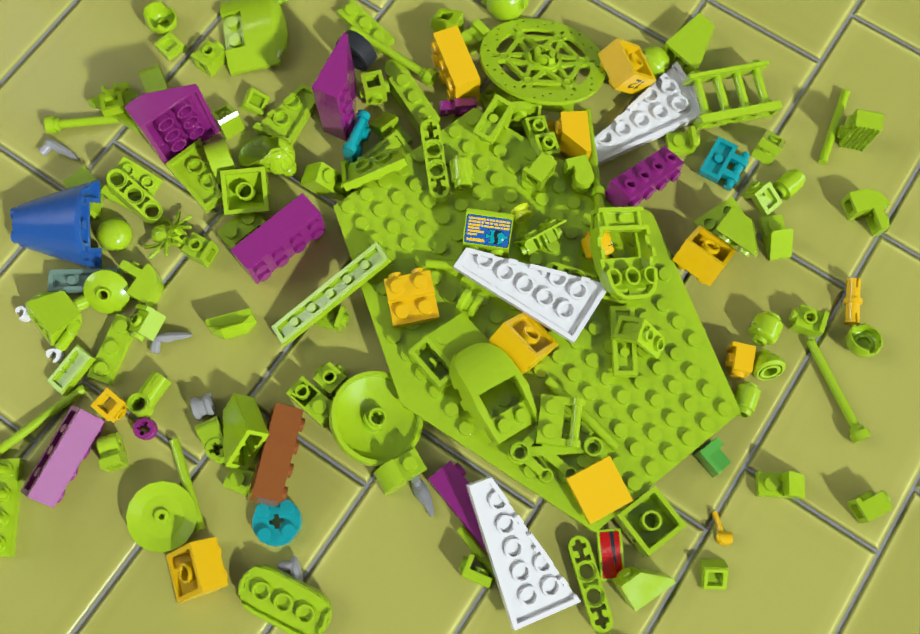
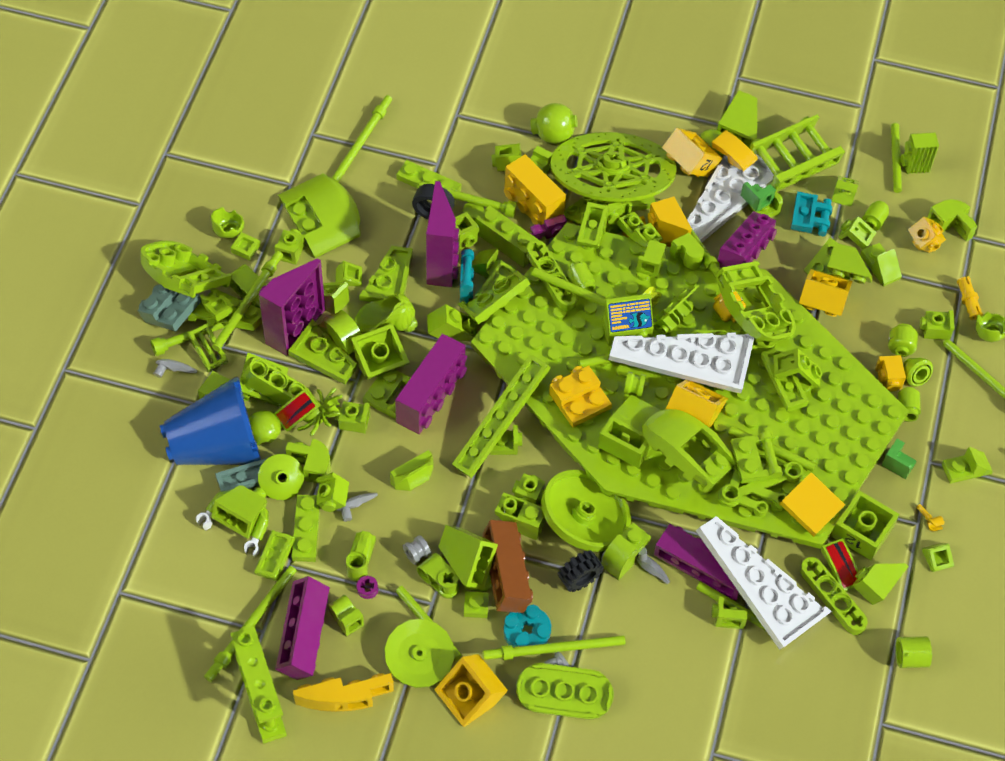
camera: 20 degrees left, 15 degrees down
(73, 535) = (334, 697): none -> yellow slope
(74, 86) = (167, 308): none -> sand green plate
(96, 41) = (170, 259): none -> lime slope
(99, 156) = (216, 363): none -> lime tile
(113, 409) = (331, 571): yellow brick -> none
(144, 228) = (297, 409): none -> slope
(174, 77) = (267, 271): none -> lime bar
(244, 544) = (507, 652): none -> lime bar
(346, 481) = (580, 571): none -> black tyre
(445, 180) = (569, 286): none -> lime bar
(671, 77) = (737, 152): none -> yellow slope
(675, 130) = (756, 196): none -> bright green panel
(834, 220) = (927, 235): none -> yellow brick

